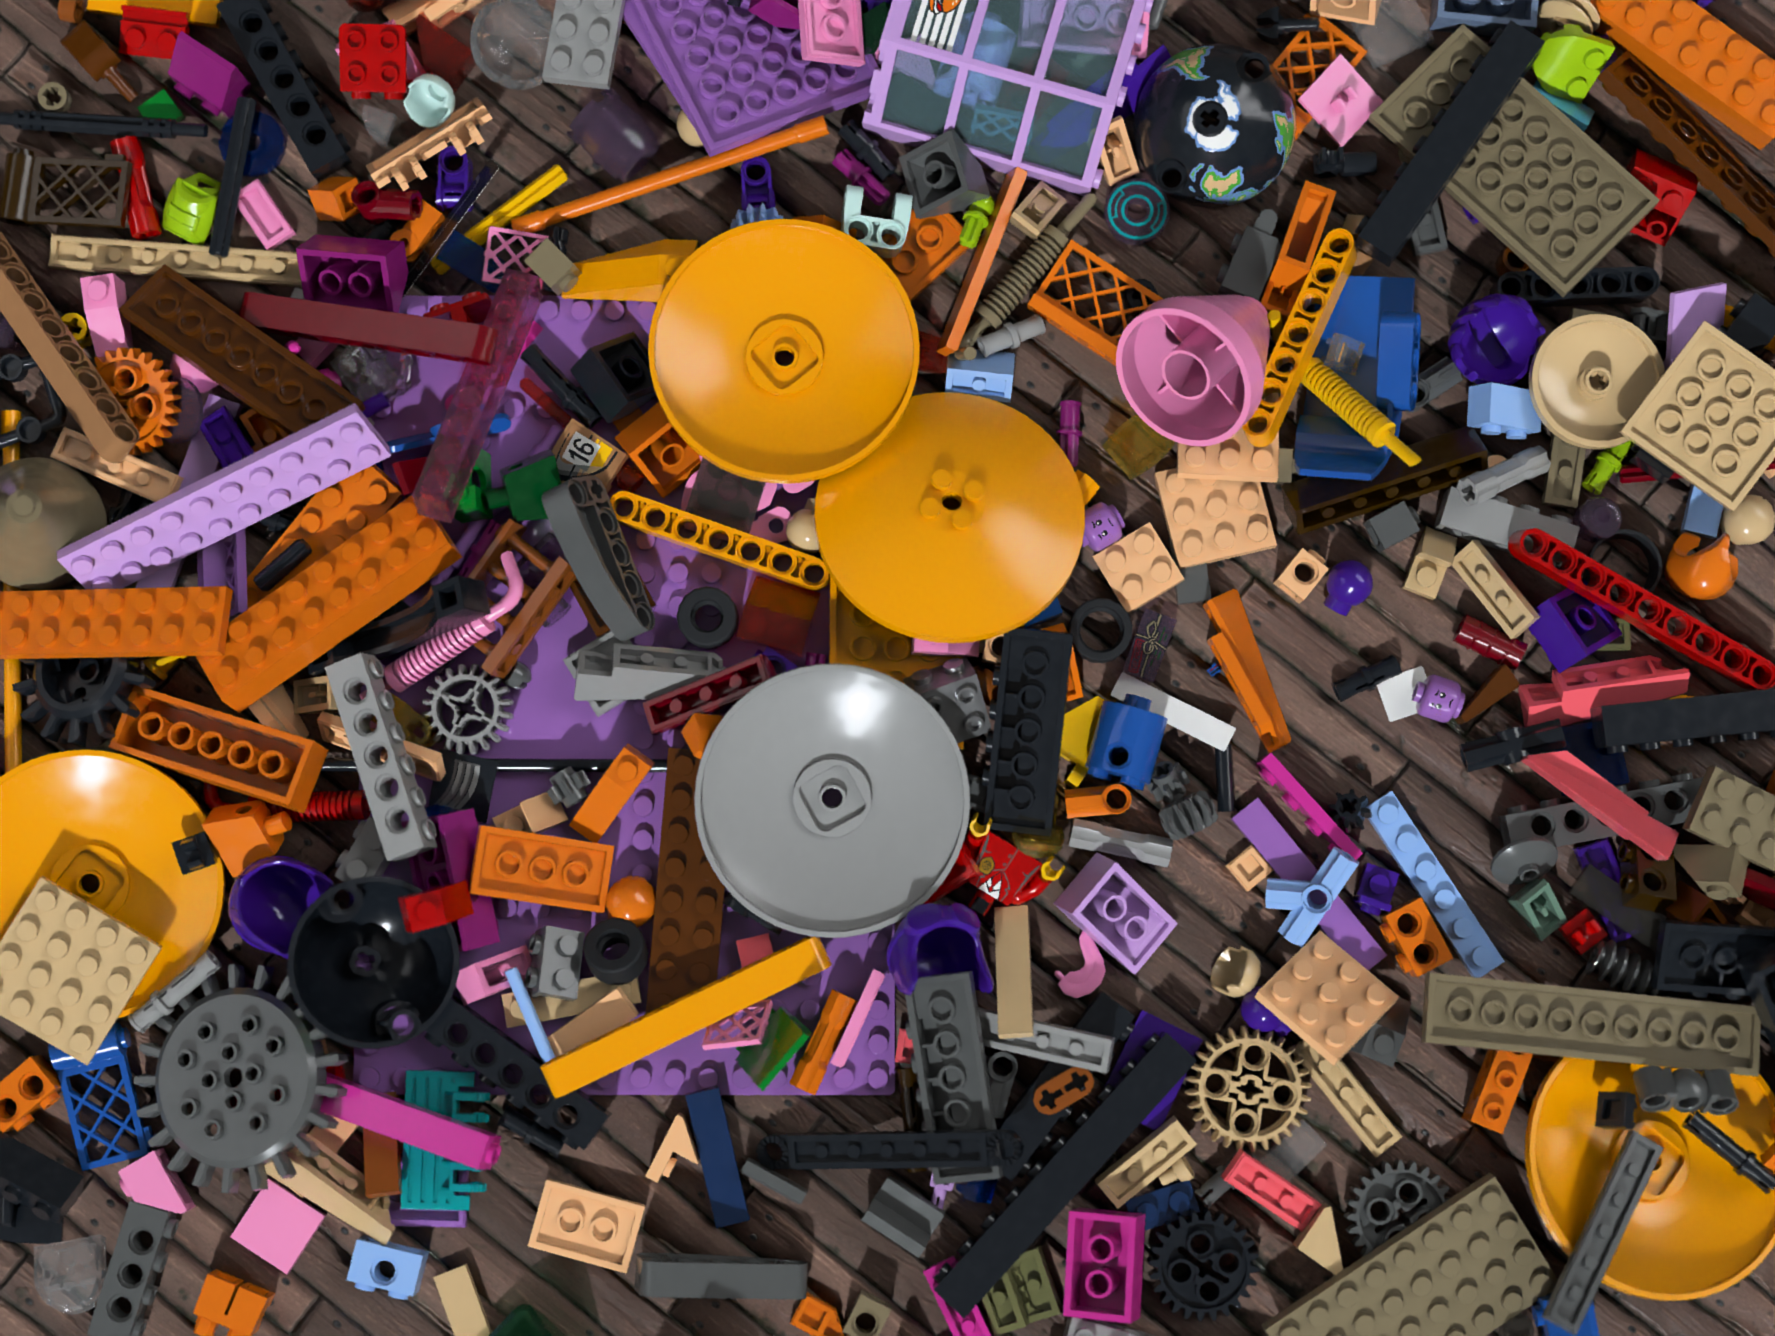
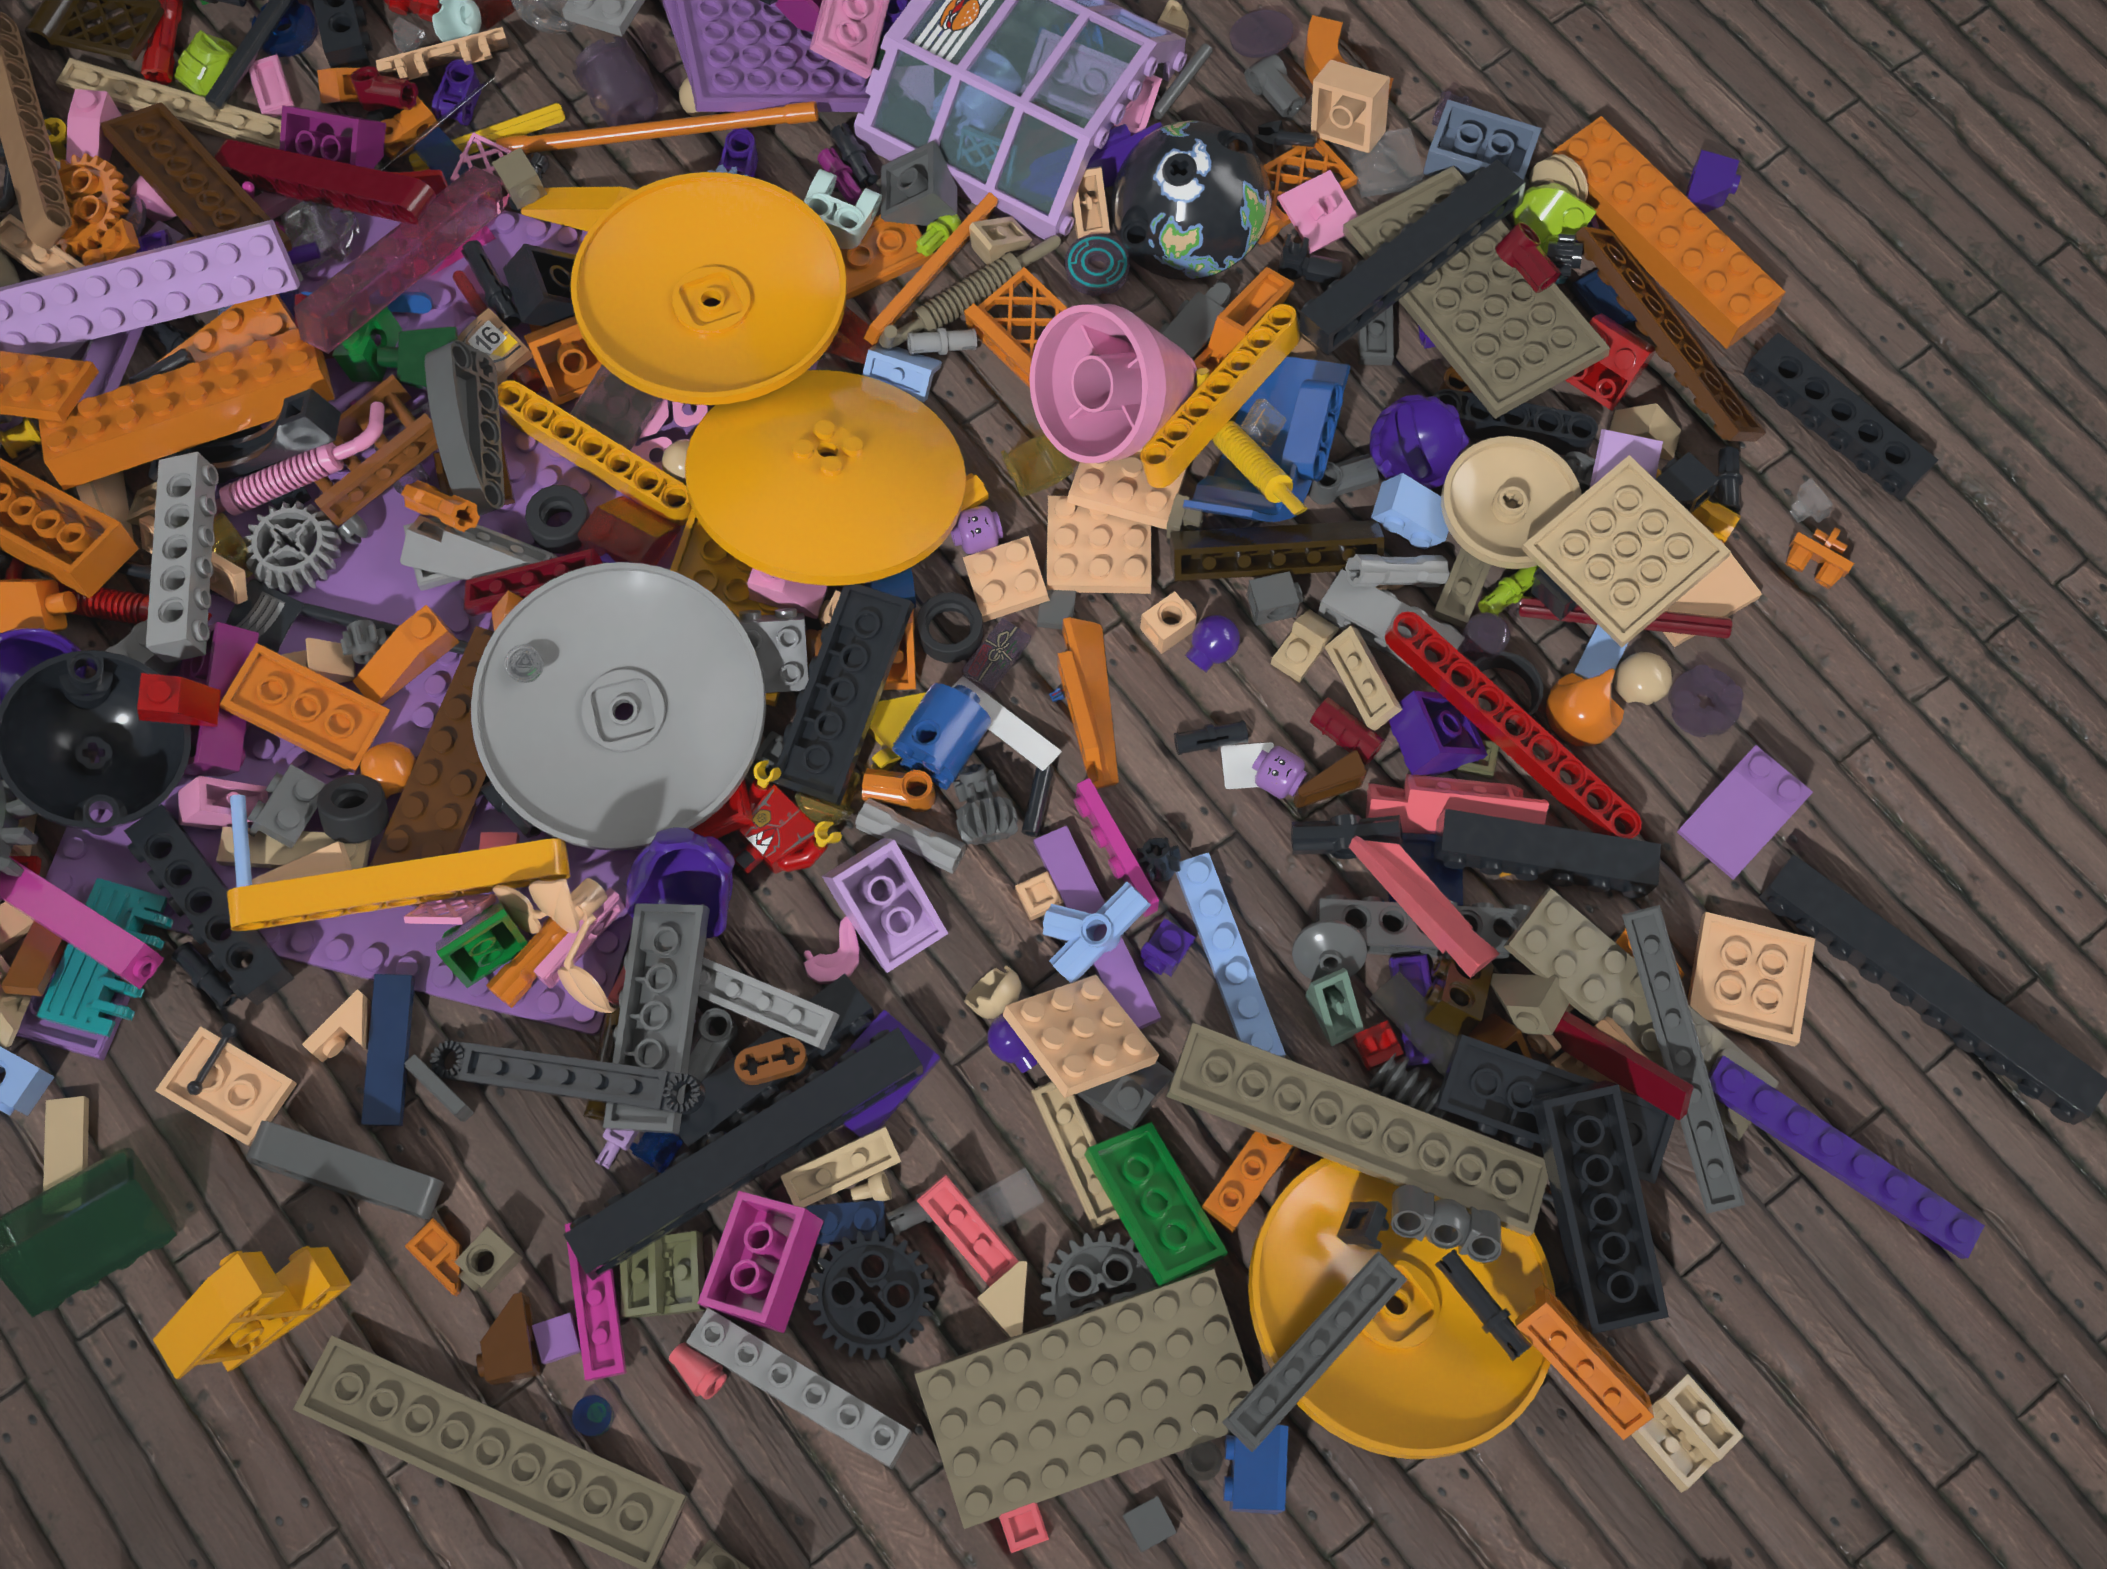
camera: 10 degrees right, 15 degrees down
(186, 440) = (116, 243): none -> orange plate
(574, 1179) = (229, 1032): none -> black hinge
(617, 647) = (451, 510): none -> orange axle
(737, 787) = (524, 663): none -> clear tile
(854, 1017) = (566, 910): none -> light nougat plant
(903, 1216) = (563, 1160): dark grey panel -> none
(1013, 972) = (756, 931): tan tile -> none
(1069, 429) = (974, 439): magenta axle -> none
(1252, 1134) = (964, 1104): tan gear -> none
(1422, 932) = (1203, 1003): orange brick -> none
(1427, 1127) = (1155, 1204): none -> green plate
(1556, 116) = (1522, 251): none -> dark red piece
(1592, 100) = (1565, 253): none -> black gear
(1628, 131) = (1601, 298): none -> dark blue tile
(1699, 262) = (1648, 422): none -> tan slope

